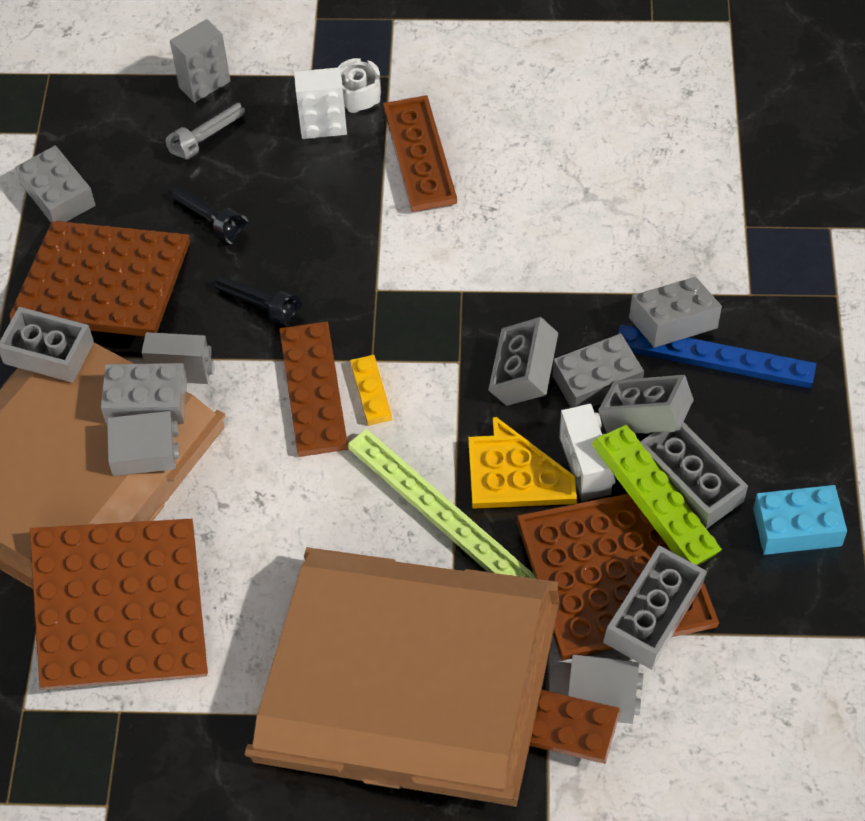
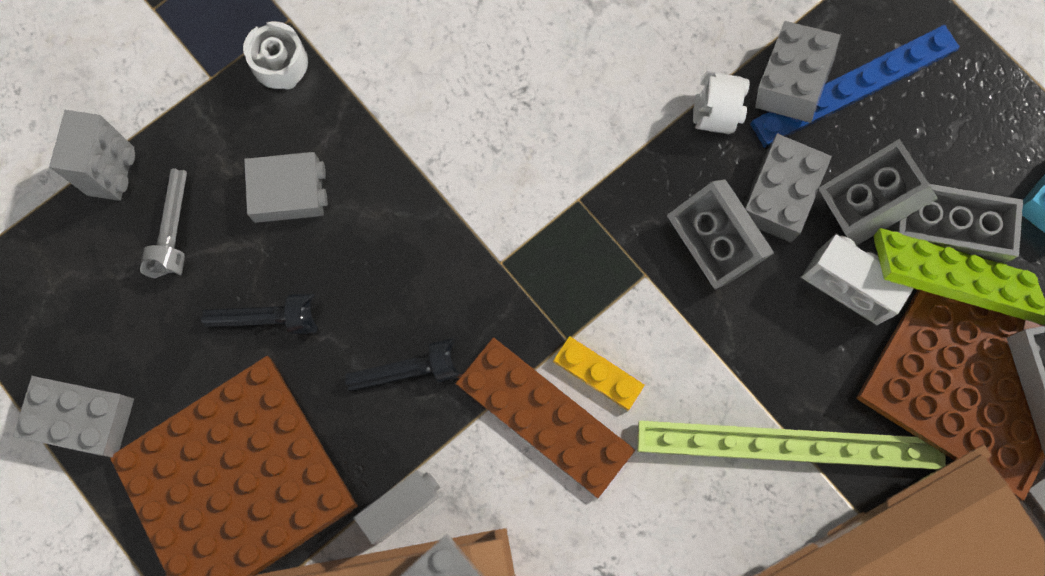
camera: 45 degrees left, 20 degrees up
(290, 156) = (285, 187): none -> light grey brick
(320, 103) = (268, 108): white brick -> none
(420, 153) = (404, 83): dark orange plate -> none
(515, 473) = (804, 348): yellow wing -> none
(604, 294) = (720, 102): none -> white brick

